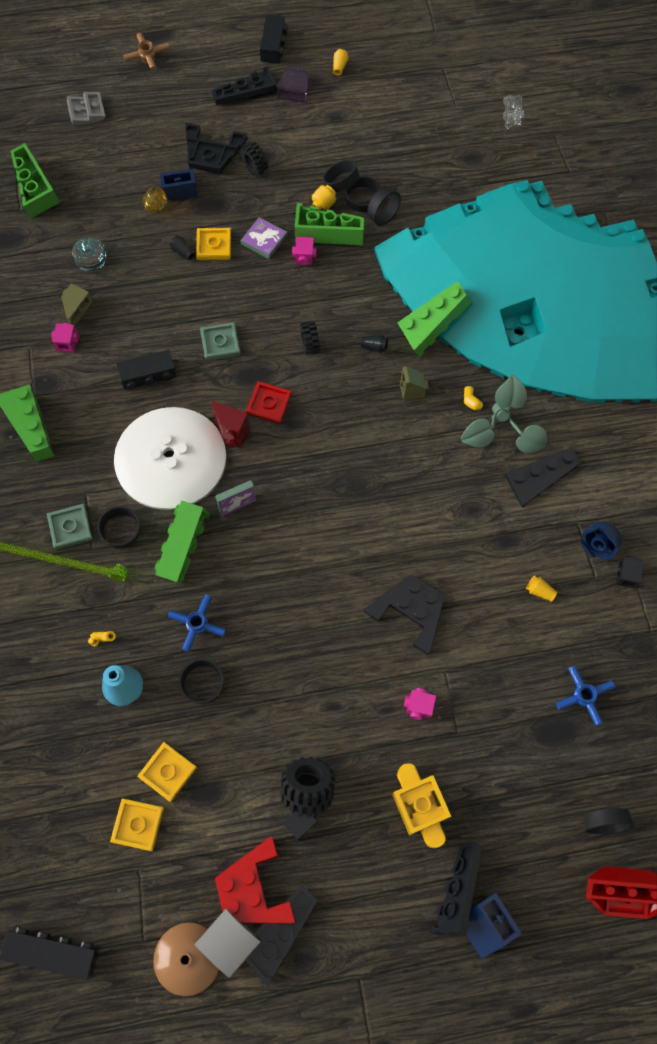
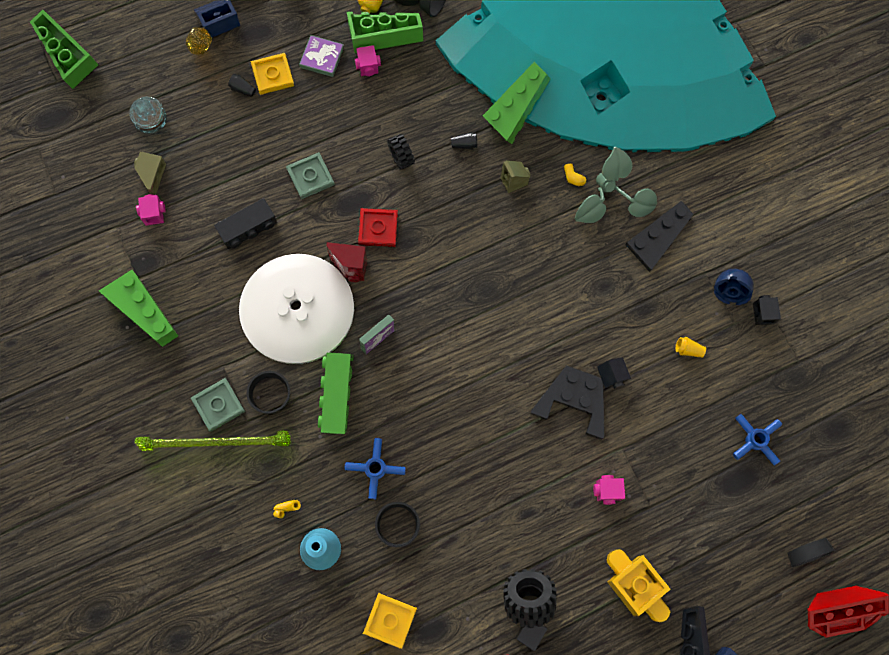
camera: 20 degrees left, 5 degrees up
(456, 592) = (614, 373): none -> black brick

